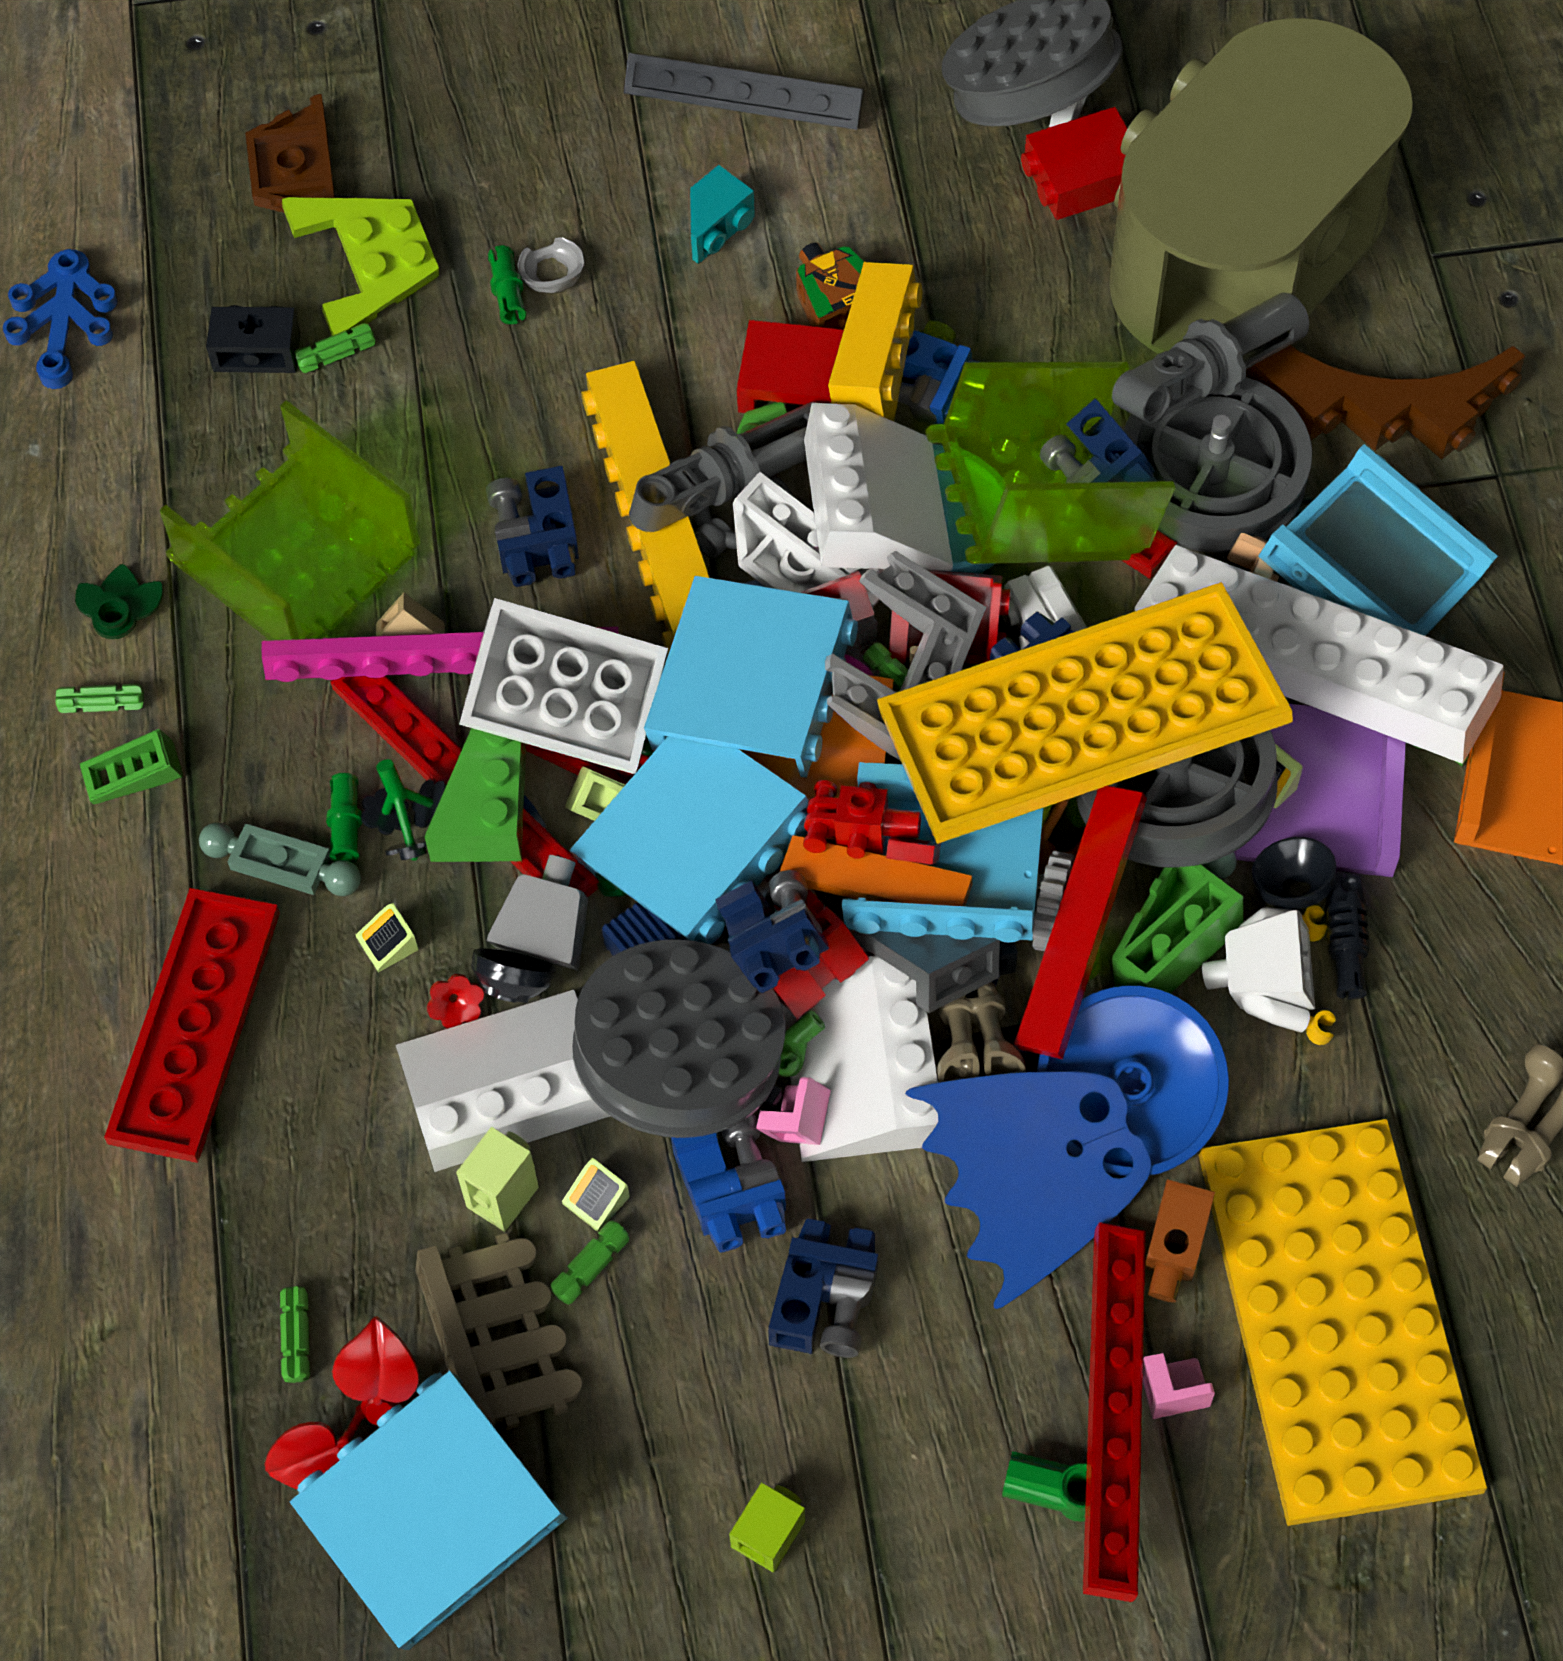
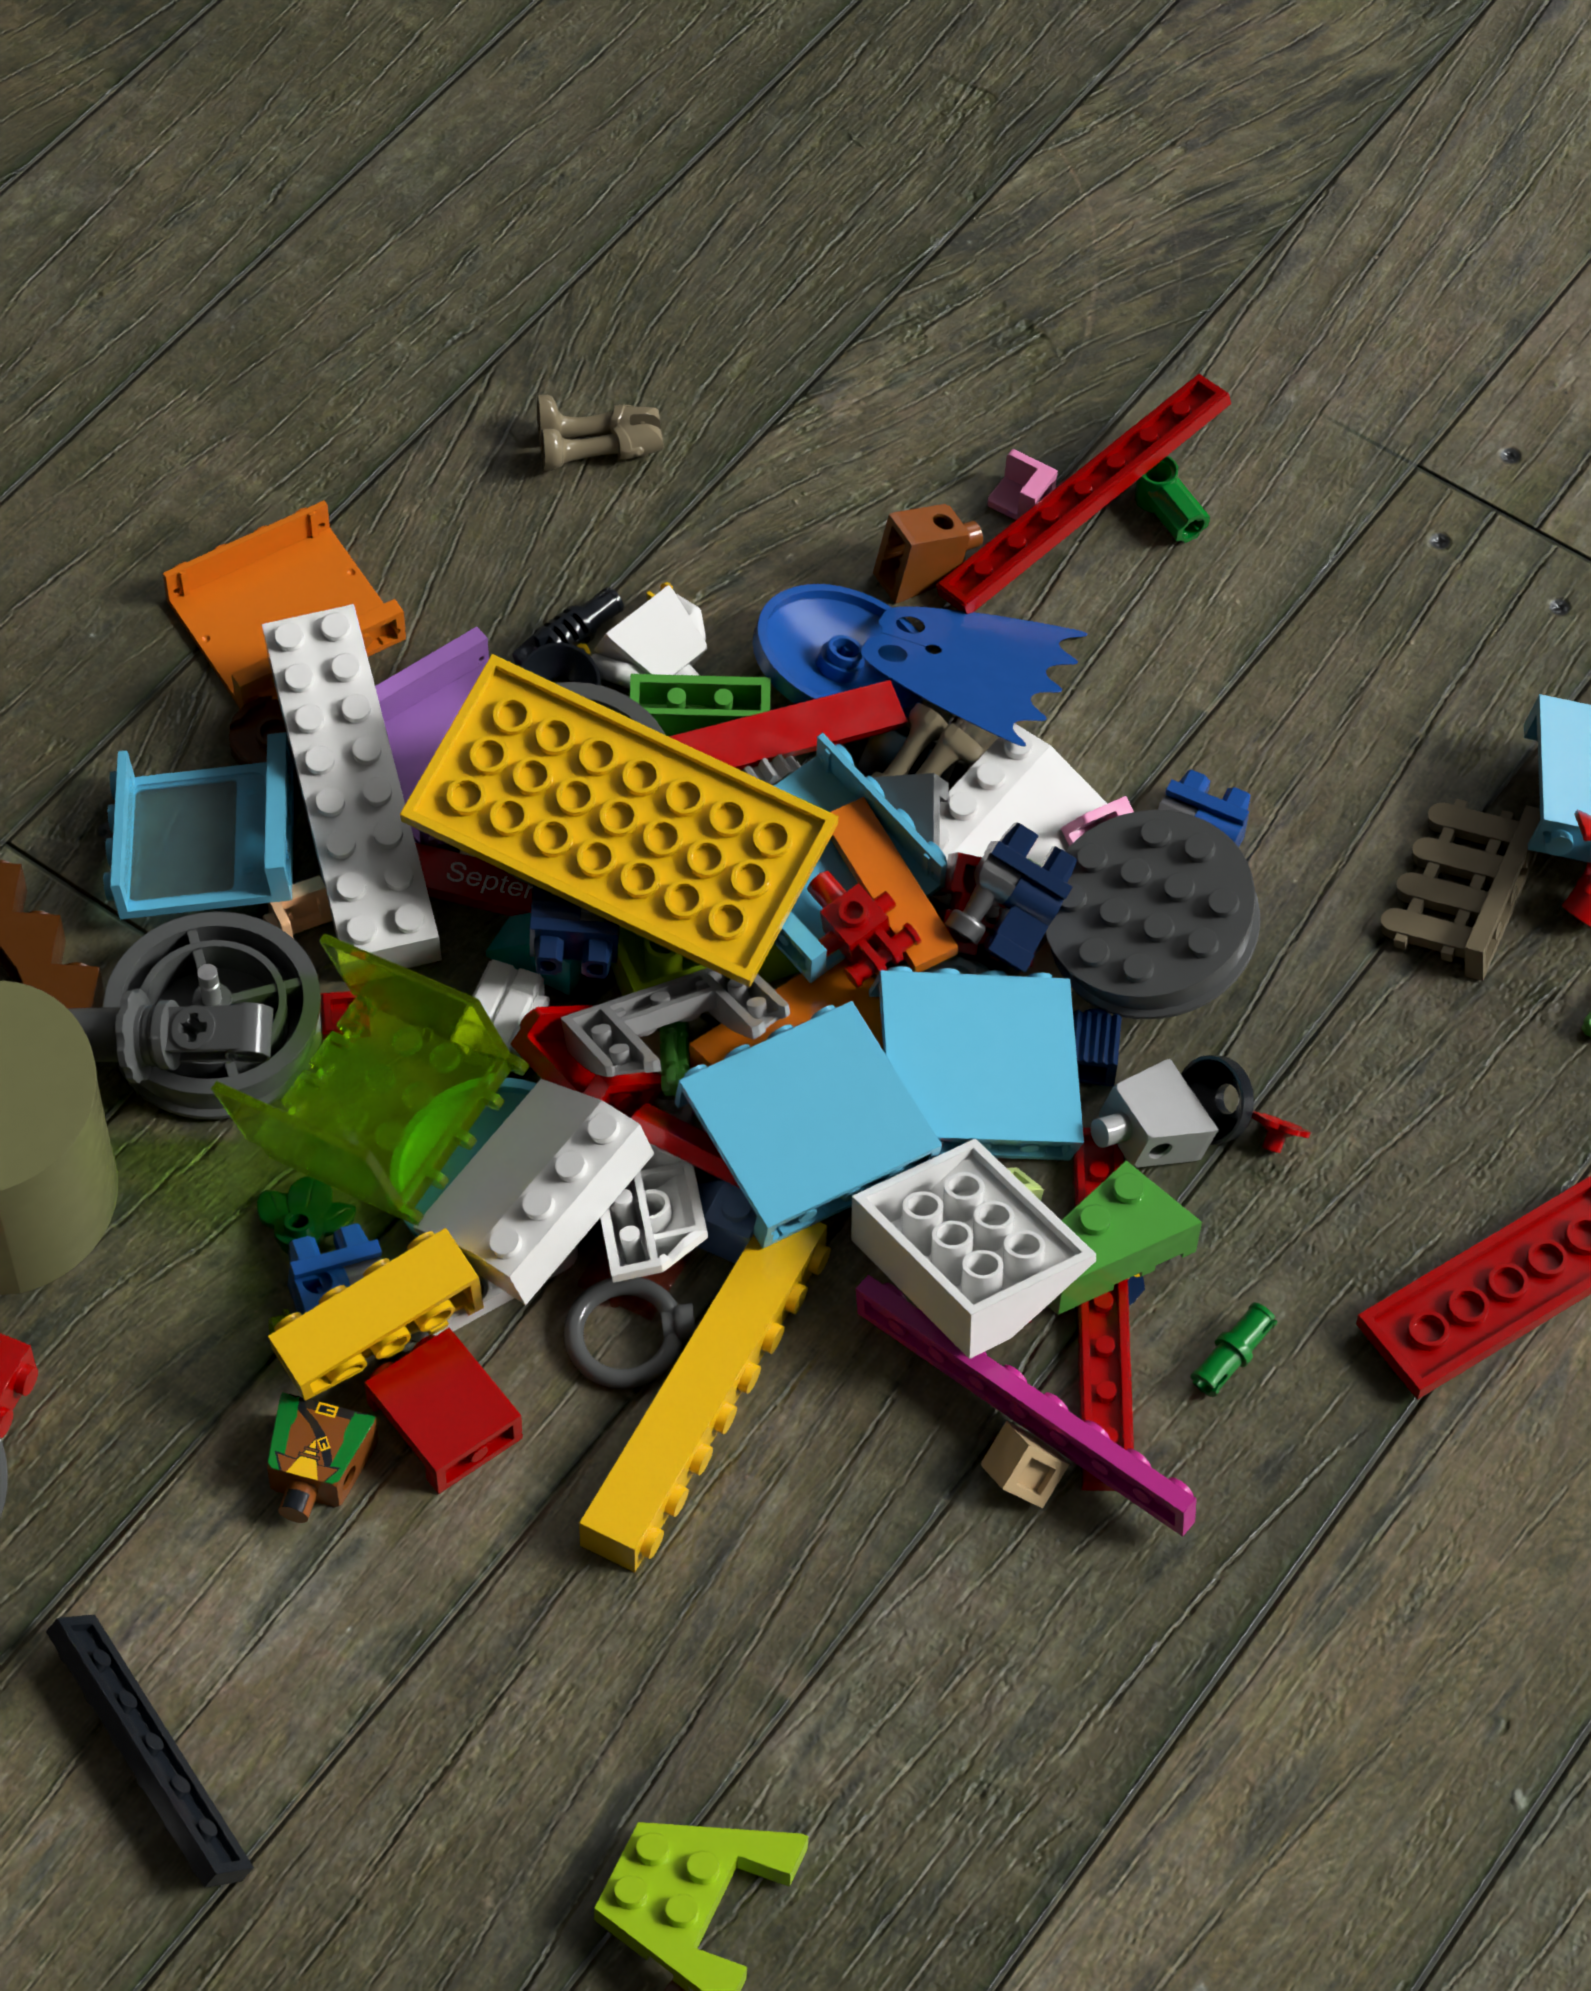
camera: 140 degrees left, 5 degrees down
(99, 698) = (1353, 1649): bright green axle -> none
(118, 598) = (1250, 1740): dark green plate -> none
(136, 780) = (1371, 1571): bright green slope -> none
(253, 339) = (883, 1872): black brick -> none
(279, 859) = (1320, 1361): sand green plate -> none
(300, 537) = (1061, 1628): clear neon green windscreen -> none
(334, 348) = (821, 1828): bright green axle -> none
(387, 938) = (1287, 1226): slope -> none
(389, 809) = (1191, 1326): black plant -> none
(498, 1178) = (1375, 952): yellowish green brick -> none
(499, 1074) = (1305, 1041): white slope -> none
(506, 285) = (594, 1743): green pin -> none
(539, 538) = (825, 1447): dark blue hips -> none
(564, 252) = (528, 1702): light grey piece -> none
(589, 1262) = (1349, 875): bright green axle -> none
(596, 1195) = (1300, 913): slope -> none
(718, 210) = (329, 1635): teal slope -> none
(719, 470) = (613, 1337): dark grey piece -> none
(760, 415) = (536, 1398): bright green arm -> none
(768, 1525) = (1386, 622): lime brick -> none
(825, 1274) = (1200, 732): dark blue hips -> none
(913, 850) = (845, 862): red tile -> none
(1113, 452) = (321, 1041): dark blue hips -> none
(1340, 1323) = (864, 442): yellow plate -> none

